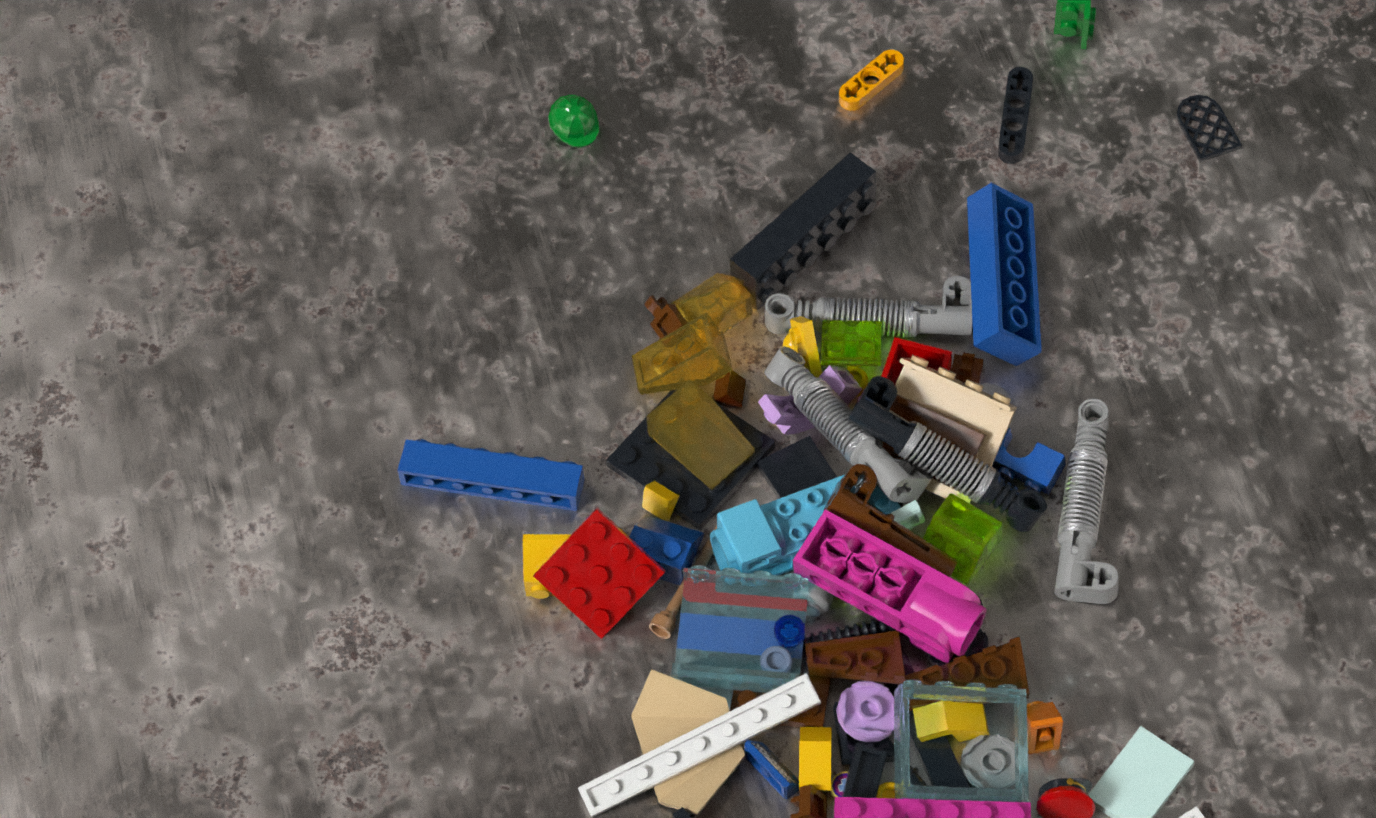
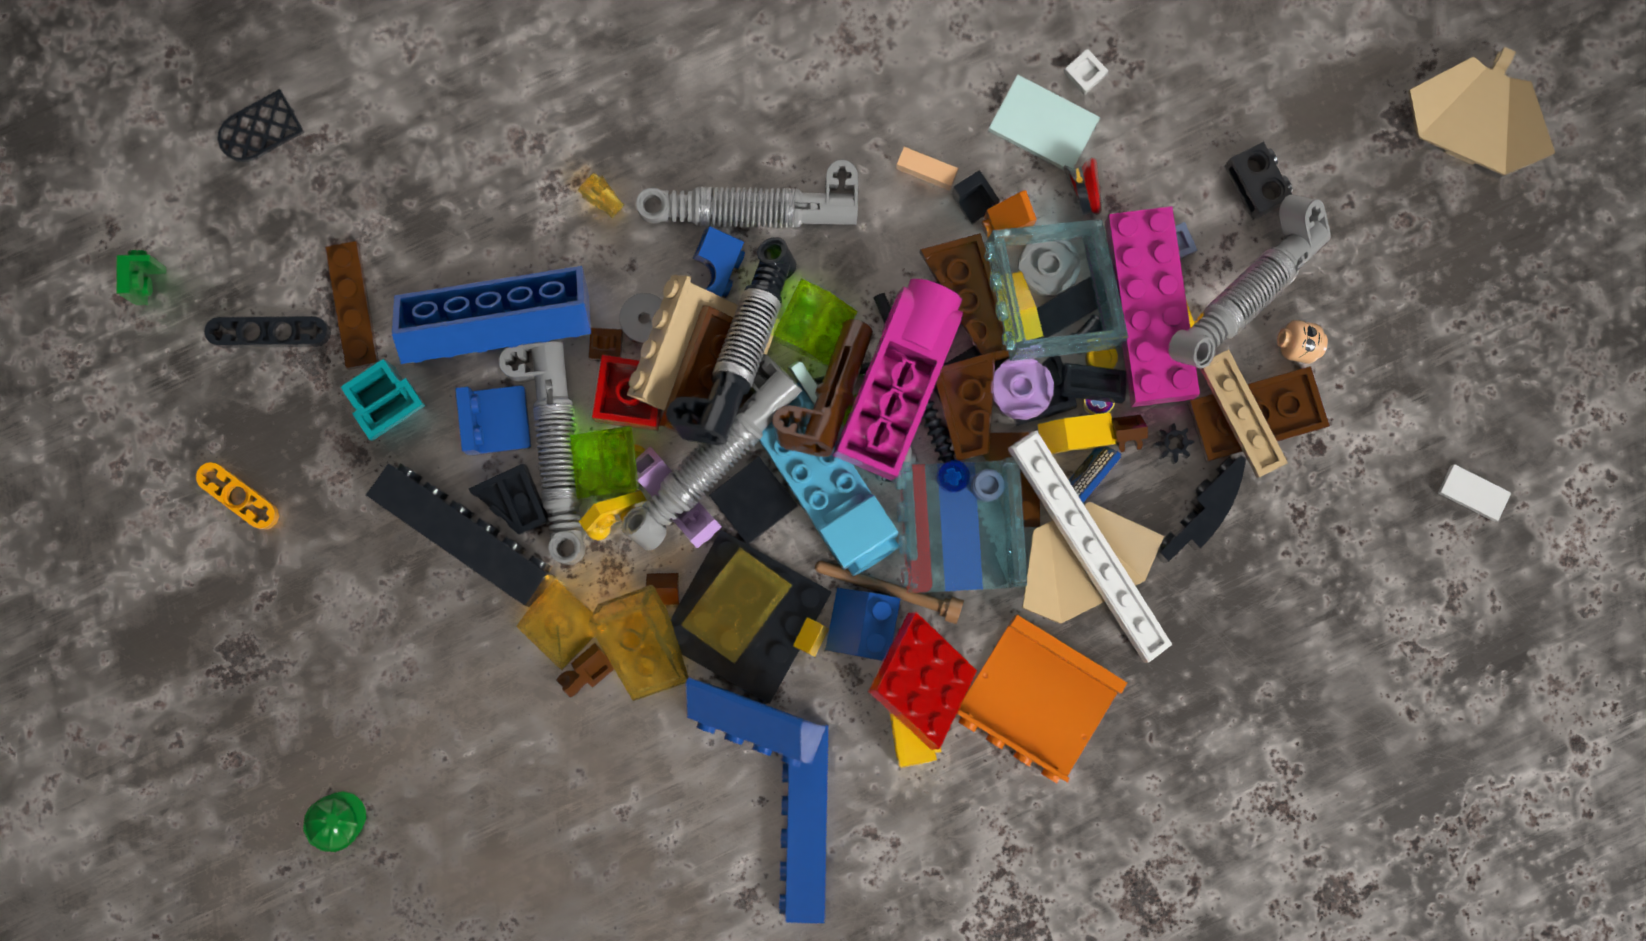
camera: 105 degrees left, 25 degrees up
(560, 689) = (1039, 698): none -> orange panel
(592, 432) = (753, 722): none -> blue slope
(832, 280) = (514, 499): none -> black wing
(908, 268) = (493, 419): none -> blue bracket
(939, 186) = (381, 398): none -> teal plate
(1035, 179) = (352, 305): none -> reddish brown plate
(1075, 702) = (974, 196): none -> black panel
(1104, 665) = (927, 168): none -> light nougat piece
(1111, 381) = (601, 195): none -> clear yellow cone

